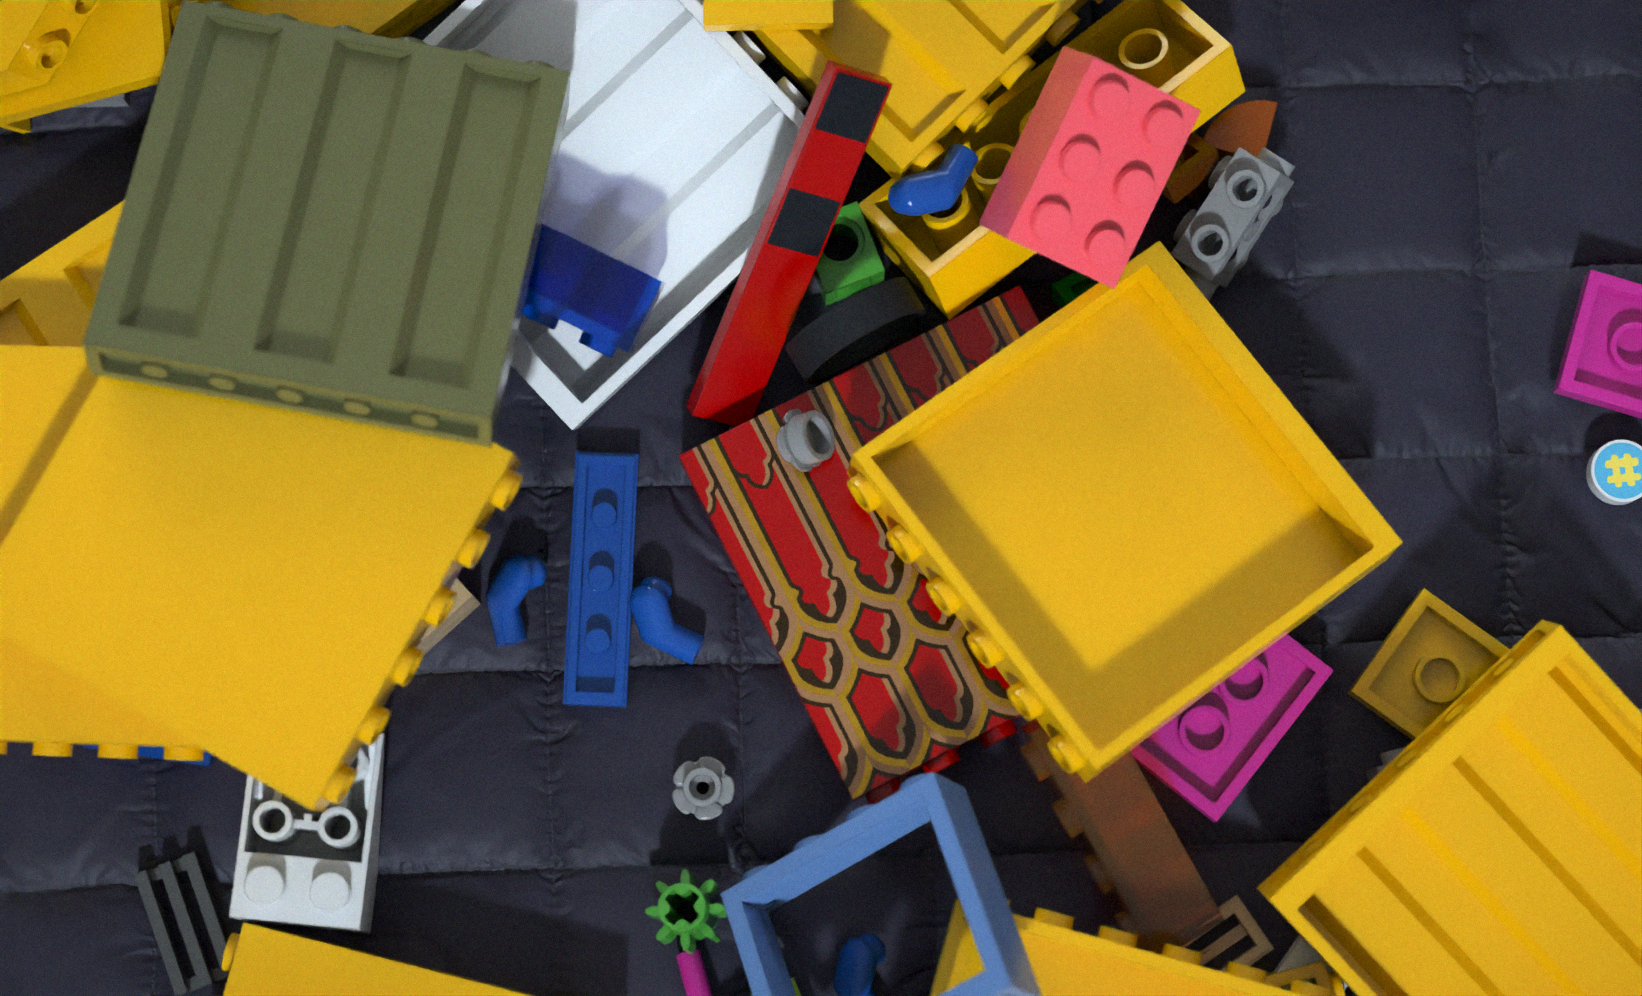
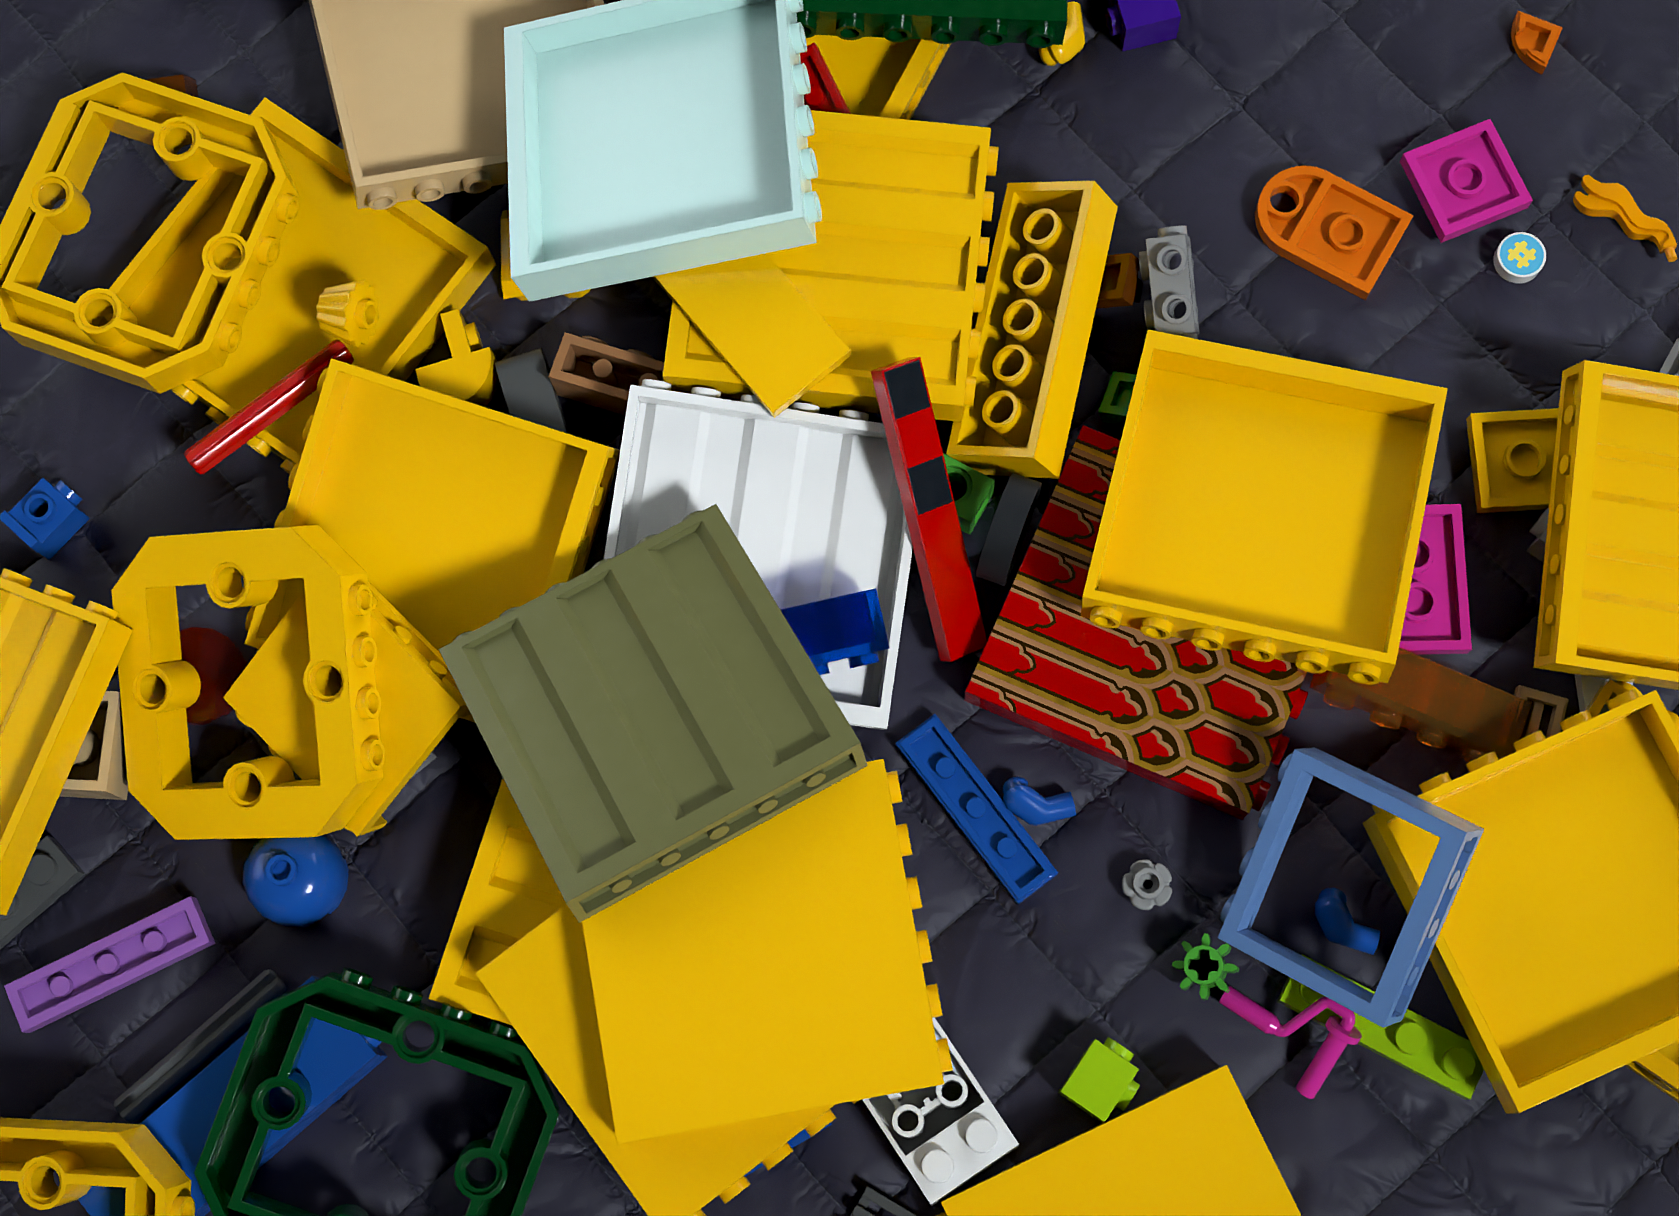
camera: 30 degrees left, 5 degrees down
(497, 935) = (1102, 1079): none -> lime brick
(506, 593) = (926, 863): blue arm -> none
(805, 439) = (1037, 617): light grey plate -> none
(936, 188) = (989, 404): blue arm -> none
(1089, 166) = (1076, 313): coral brick -> none
(1242, 126) = (1130, 232): orange tile -> none
(1456, 290) = (1333, 229): none -> orange tile

